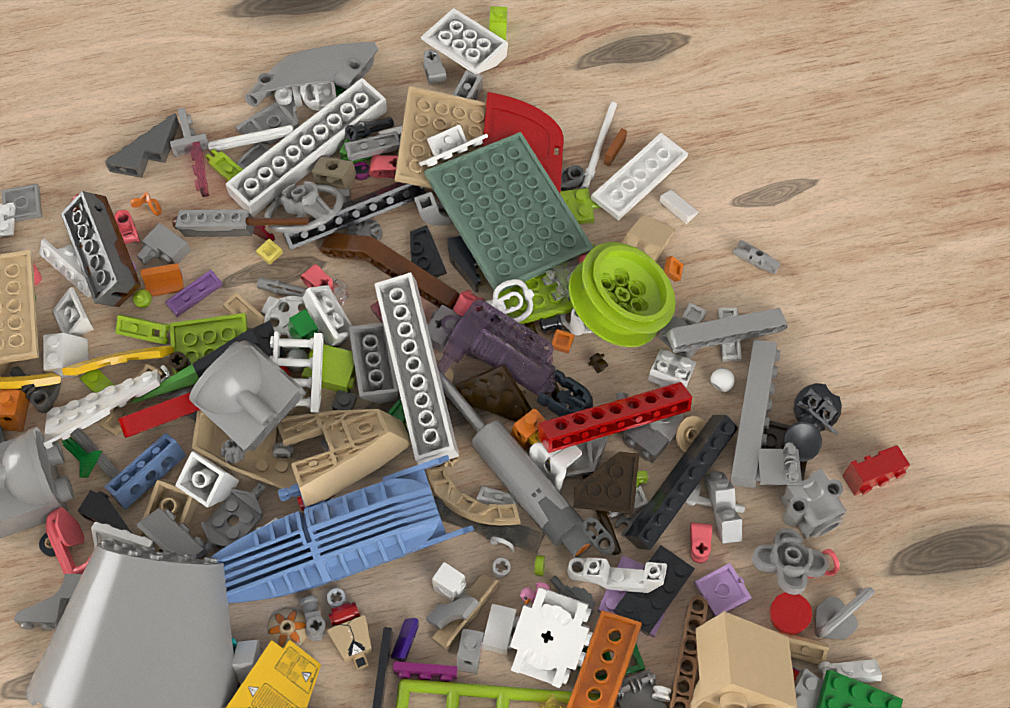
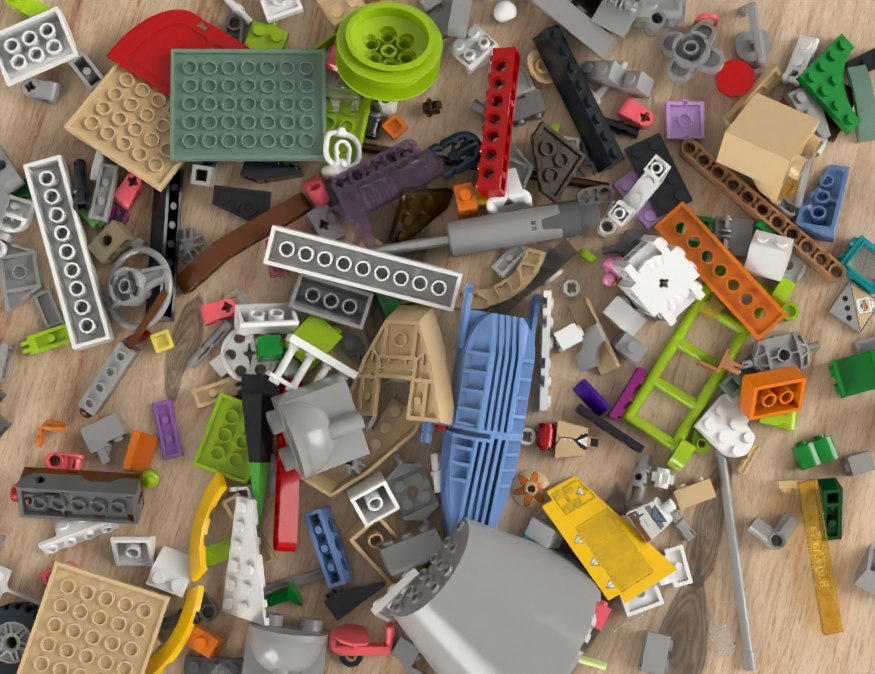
camera: 65 degrees left, 20 degrees up
(142, 329) = (183, 491): lime plate -> none
(175, 358) = (243, 476): dark brown bush -> none
(199, 169) = (36, 366): clear pink plate -> none
(250, 138) = (29, 302): white axle -> none
(313, 618) = (535, 464): light grey connector -> none
(448, 142) = (150, 121): white bracket -> none
(460, 550) = (545, 346): none -> white wing
(661, 693) = (743, 217): white bush -> none
(680, 535) = (622, 128): none -> black pin

